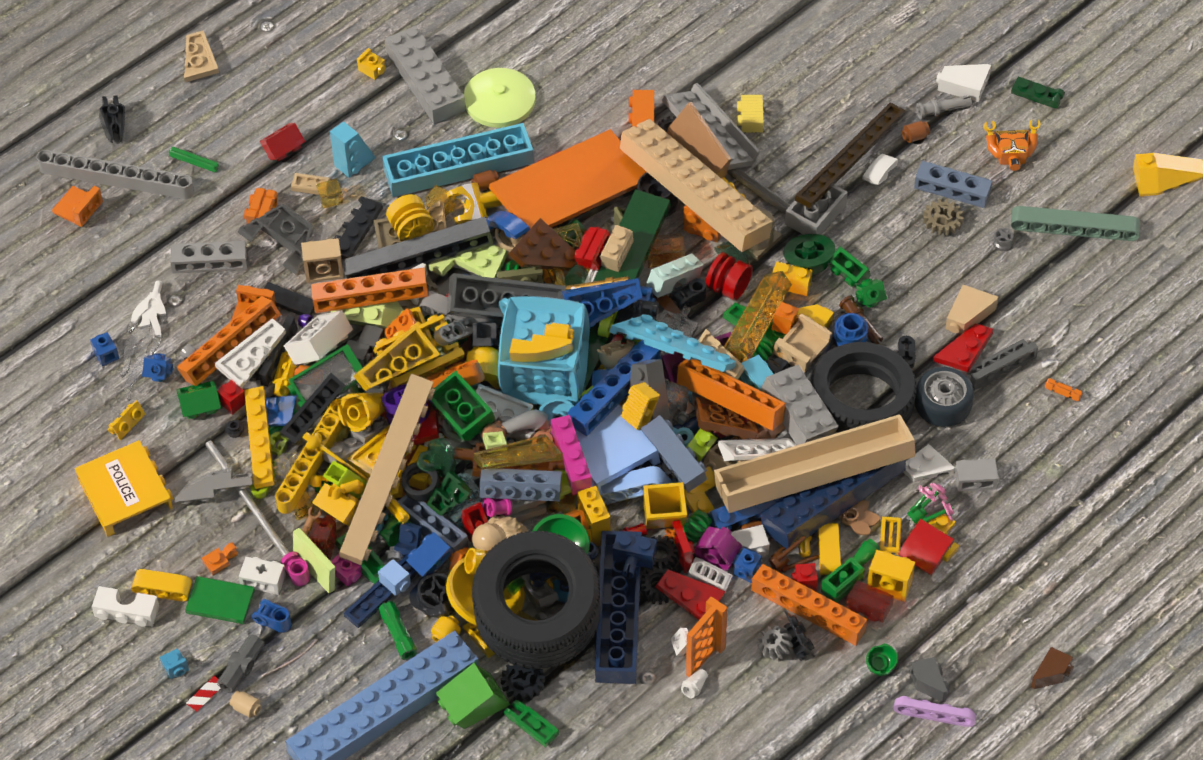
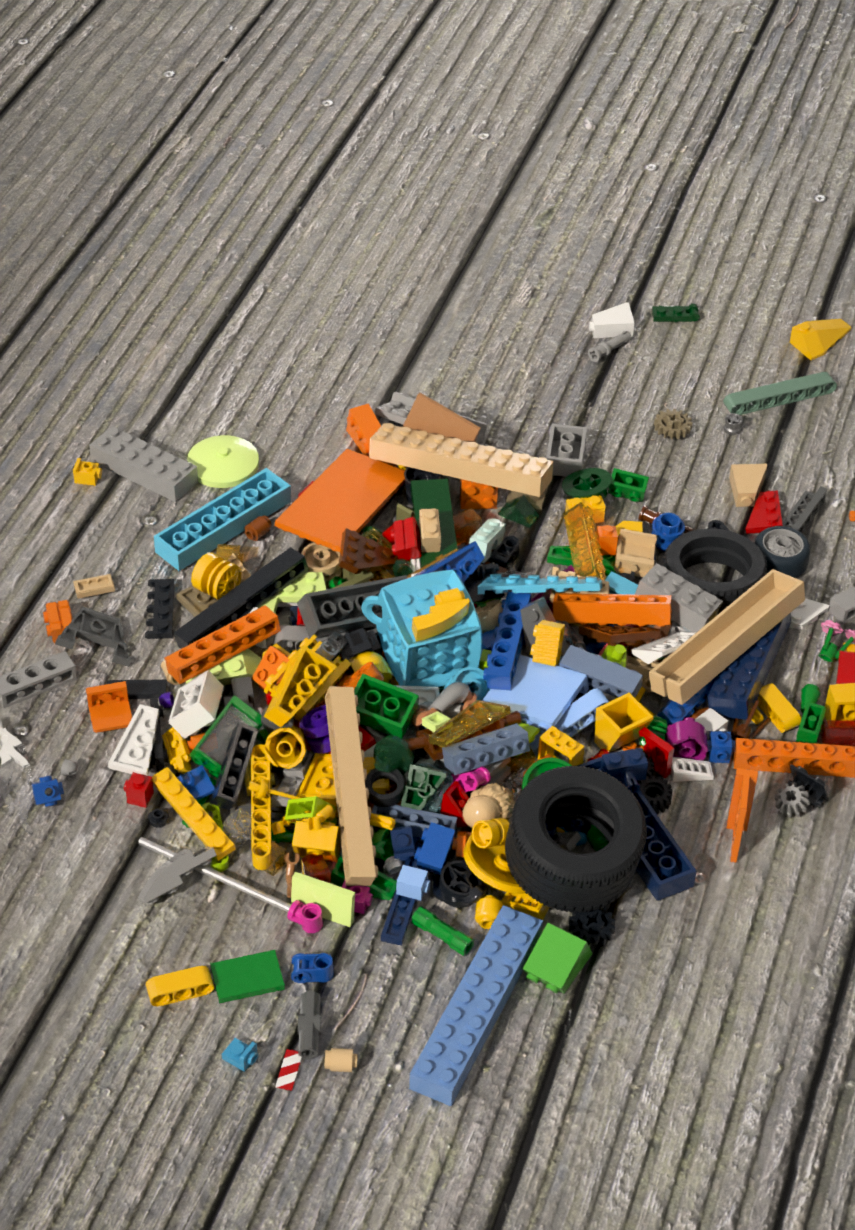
camera: 30 degrees left, 10 degrees down
(123, 485) = (79, 911): yellow panel -> none
(127, 421) = (45, 847): yellow hinge -> none
(140, 611) = (140, 1028): white arch -> none
(198, 399) = (106, 804): green slope -> none
(203, 360) = (94, 760): orange brick -> none
(218, 560) = (221, 941): orange plate -> none
(262, 575) = (277, 934): white brick -> none
(282, 141) = (44, 559): red brick -> none
(322, 260) = (152, 641): tan brick -> none
(330, 193) = (120, 585): clear yellow panel -> none
(349, 150) = (117, 541): medium azure wedge -> none
(473, 201) = (262, 546): yellow connector -> none
(511, 224) = (319, 546): blue slope -> none
(532, 723) = (626, 959): green hinge -> none
(573, 457) = (522, 710): dark pink arch -> none
(679, 641) = (710, 833): white tile -> none
(688, 592) = (689, 789): red wing -> none
(692, 686) = (746, 864): white cone -> none
(729, 276) = (533, 525): red wheel -> none
(751, 113) = (456, 399): light yellow brick -> none
(806, 575) = (777, 731): red brick -> none
(849, 155) = (567, 401): dark brown plate -> none
(862, 518) = (783, 674): medium nougat plate -> none
(870, 292) = (659, 497): green brick -> none
(879, 169) = (594, 407): white slope -> none
(890, 549) = (813, 678): yellow tile -> none
(915, 131) = (602, 370): dark orange brick -> none
(953, 184) = (662, 397): sand blue brick -> none
(1011, 146) = (687, 355): orange torso -> none

